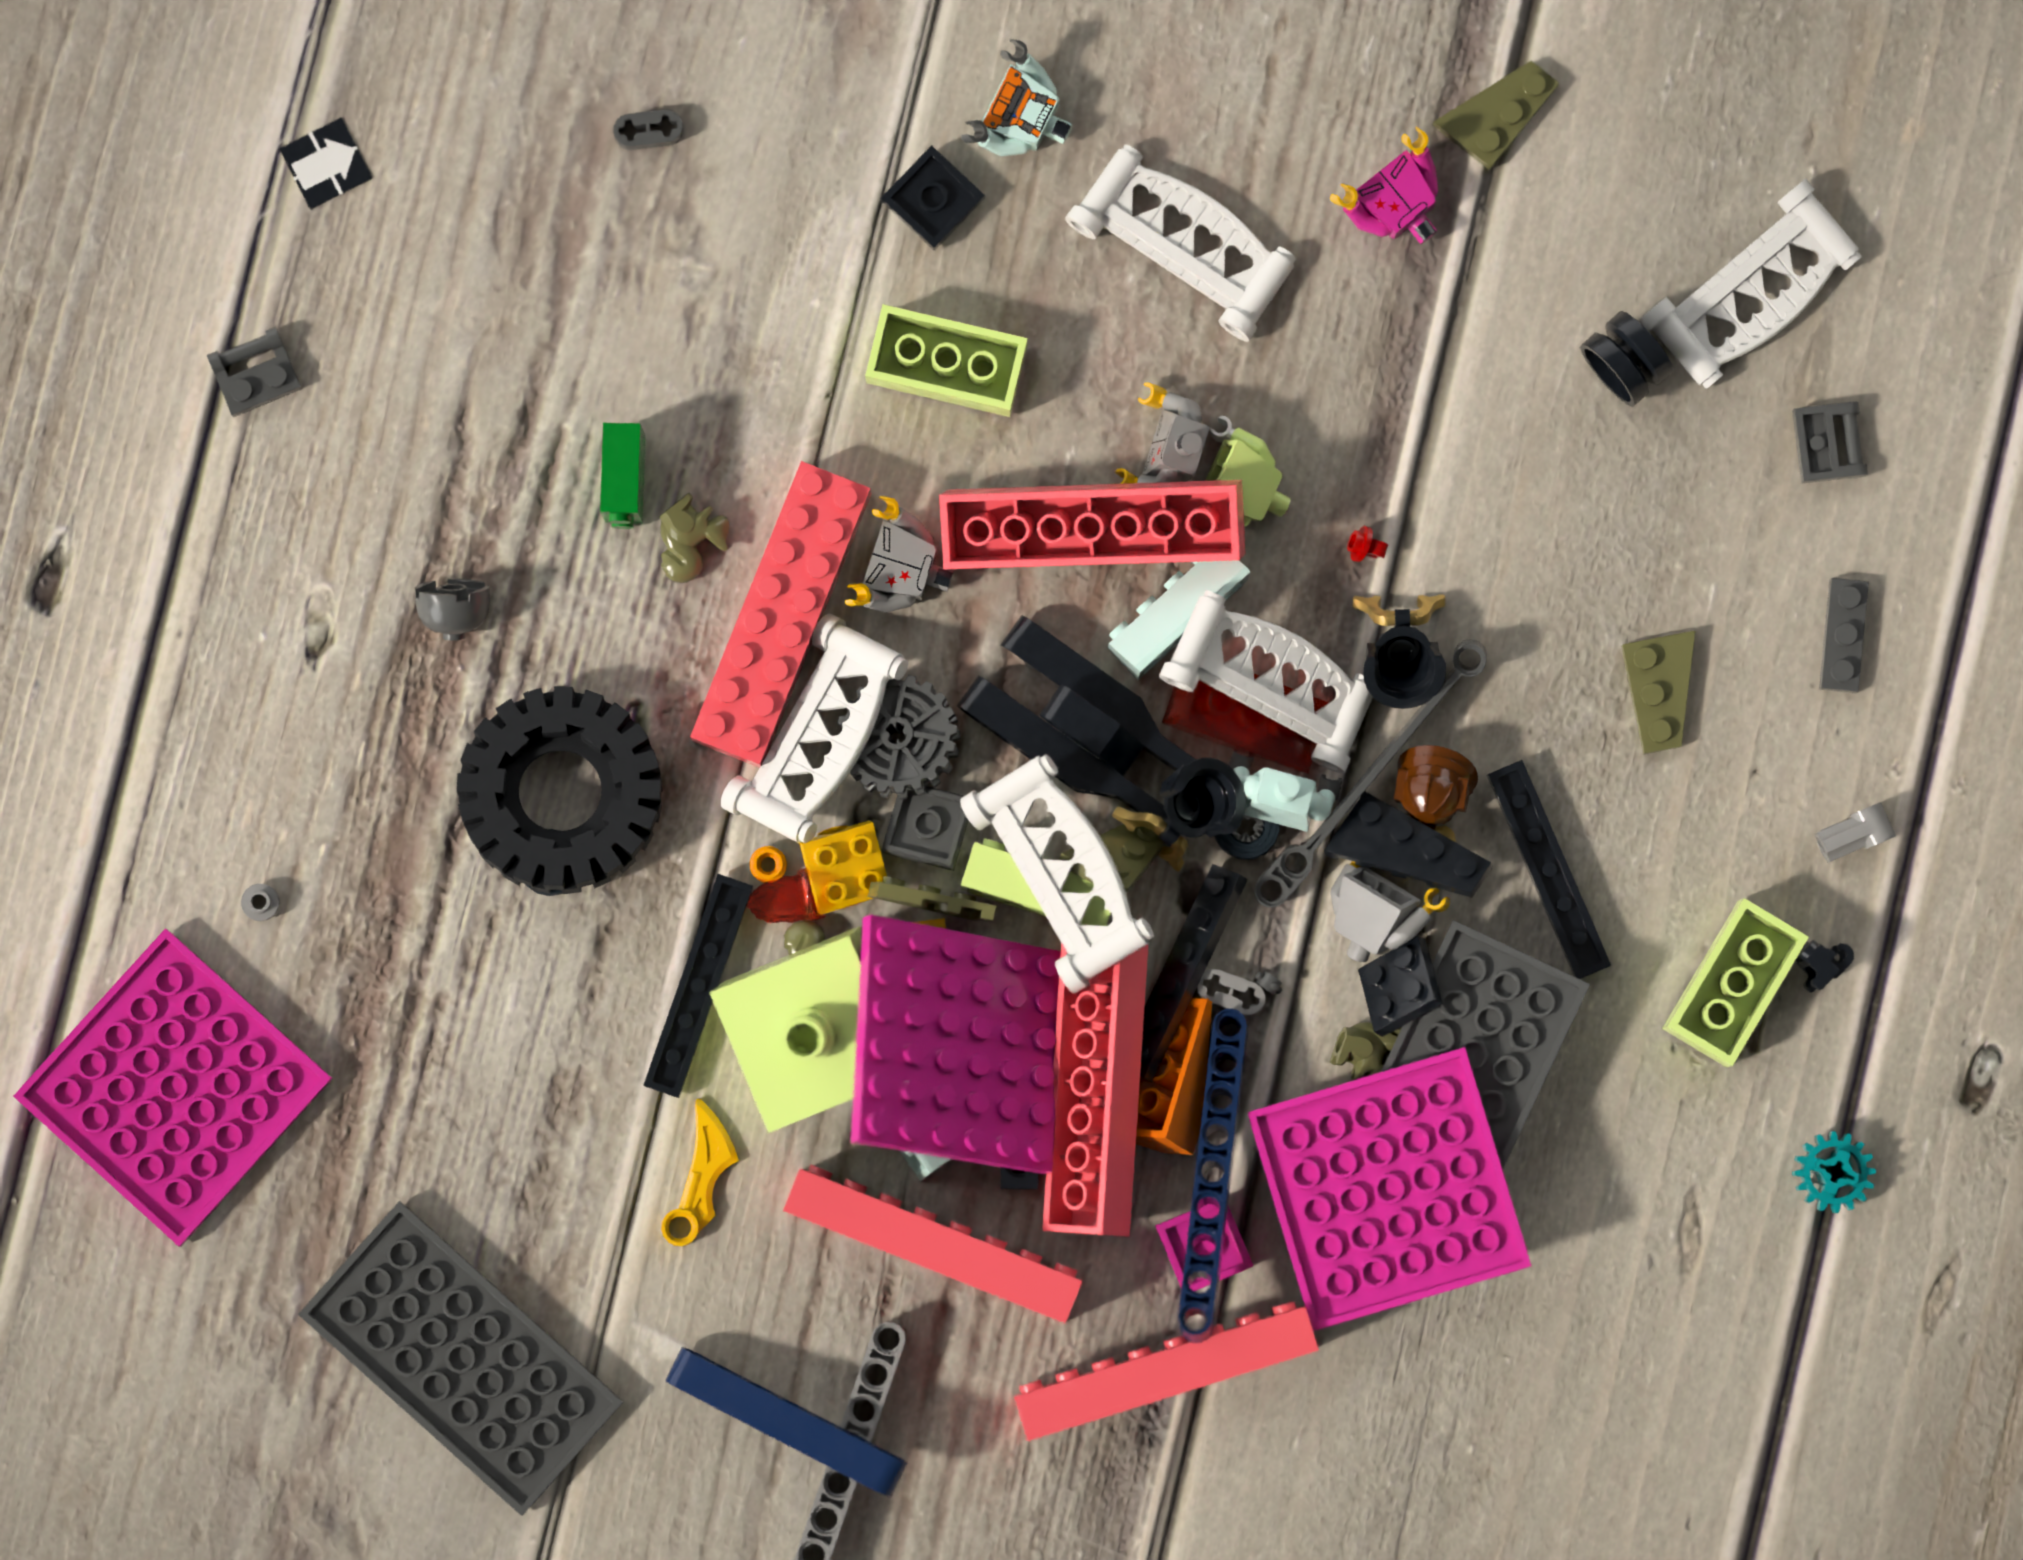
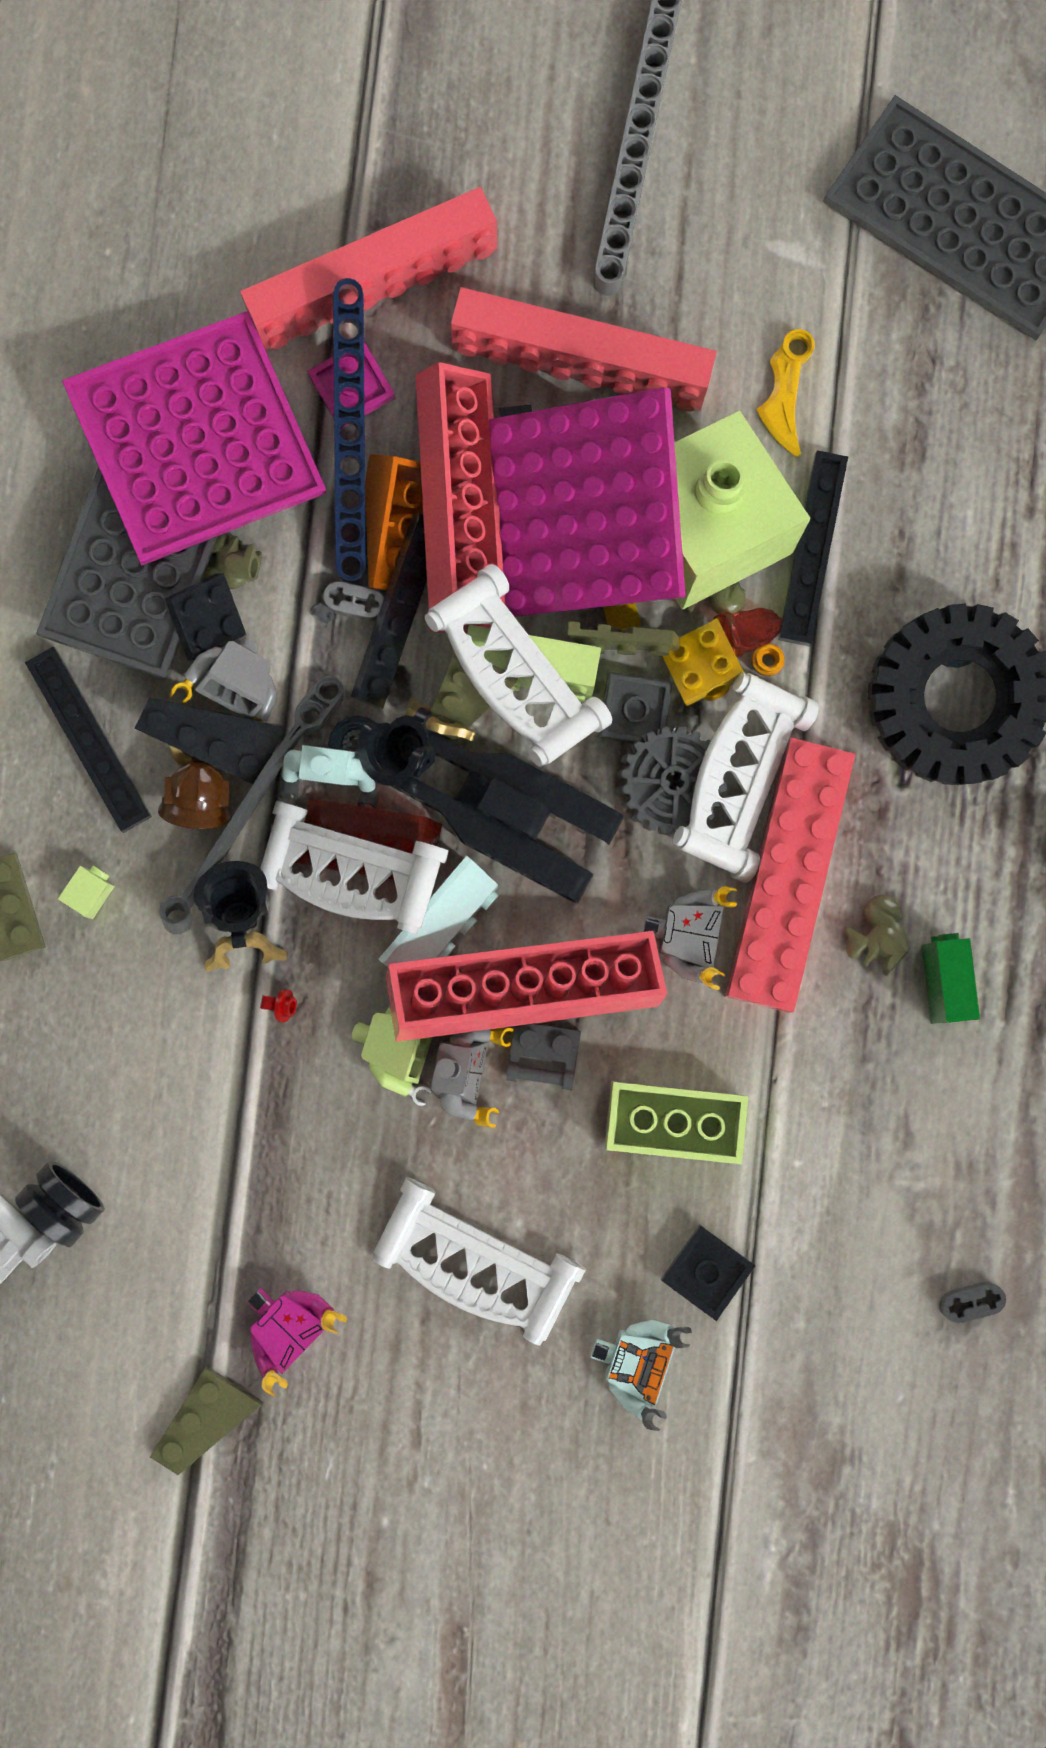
camera: 170 degrees right, 0 degrees up
(786, 1422) = (685, 188): dark blue beam -> none
(1076, 466) = (546, 1044): none -> dark grey plate
(1566, 698) = (87, 891): none -> yellowish green brick

